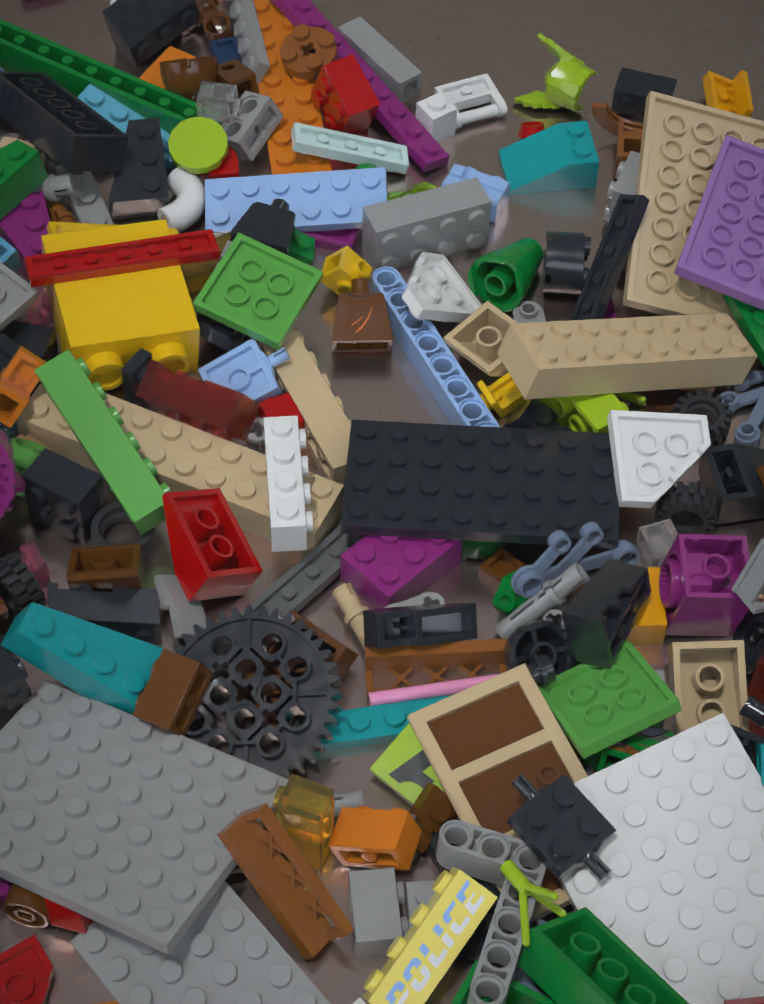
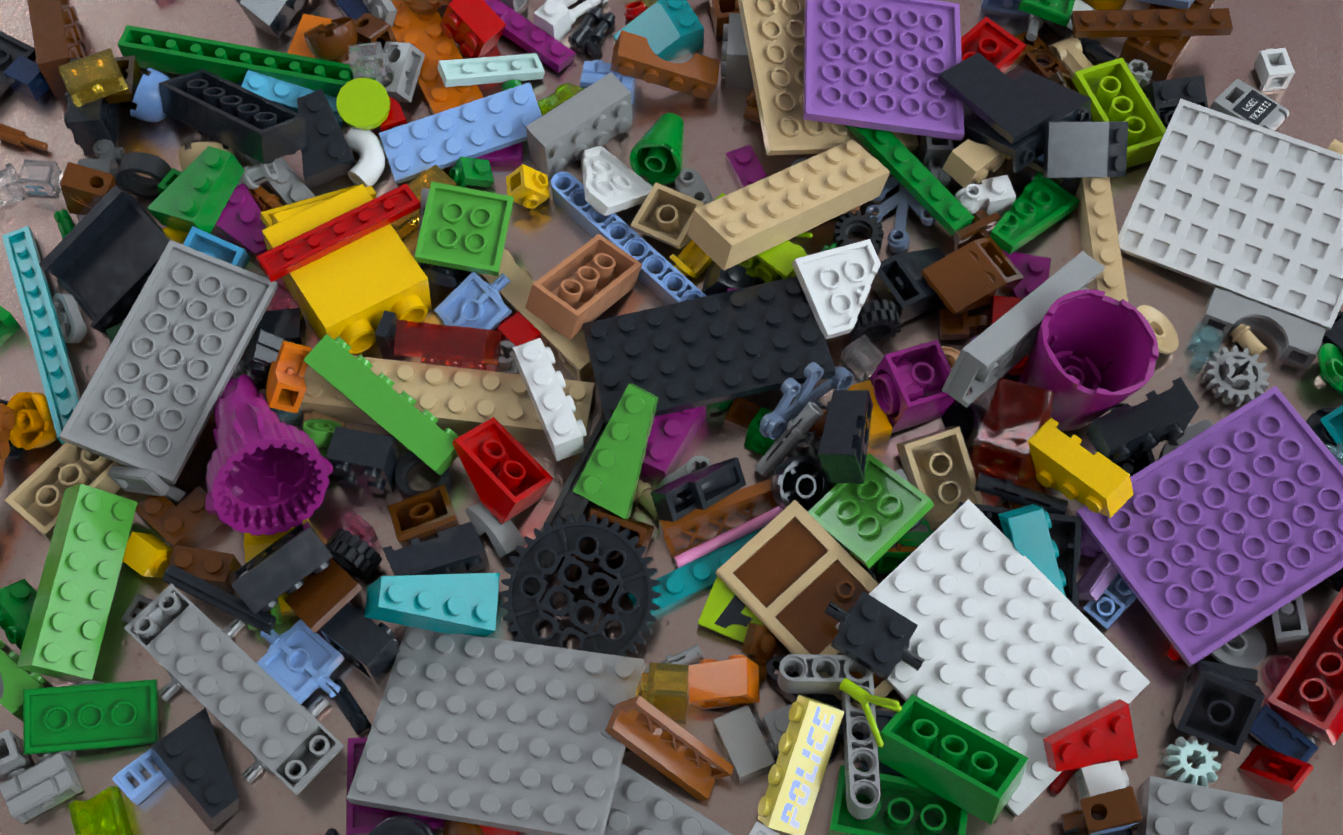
camera: 15 degrees left, 10 degrees up
(172, 693) = (519, 613): reddish brown brick -> none
(268, 225) = (450, 165): black torso -> none
(343, 559) = (617, 459): none -> bright green wedge
(361, 321) = (555, 226): reddish brown torso -> none
(368, 383) = (583, 286): none -> nougat brick
(469, 145) = (587, 38): none -> black piece
(511, 174) = (636, 59): none -> dark orange arch
(541, 669) = (809, 500): black plate -> none
(564, 262) = (706, 128): black brick -> none
(610, 257) = (744, 123): black tile -> none

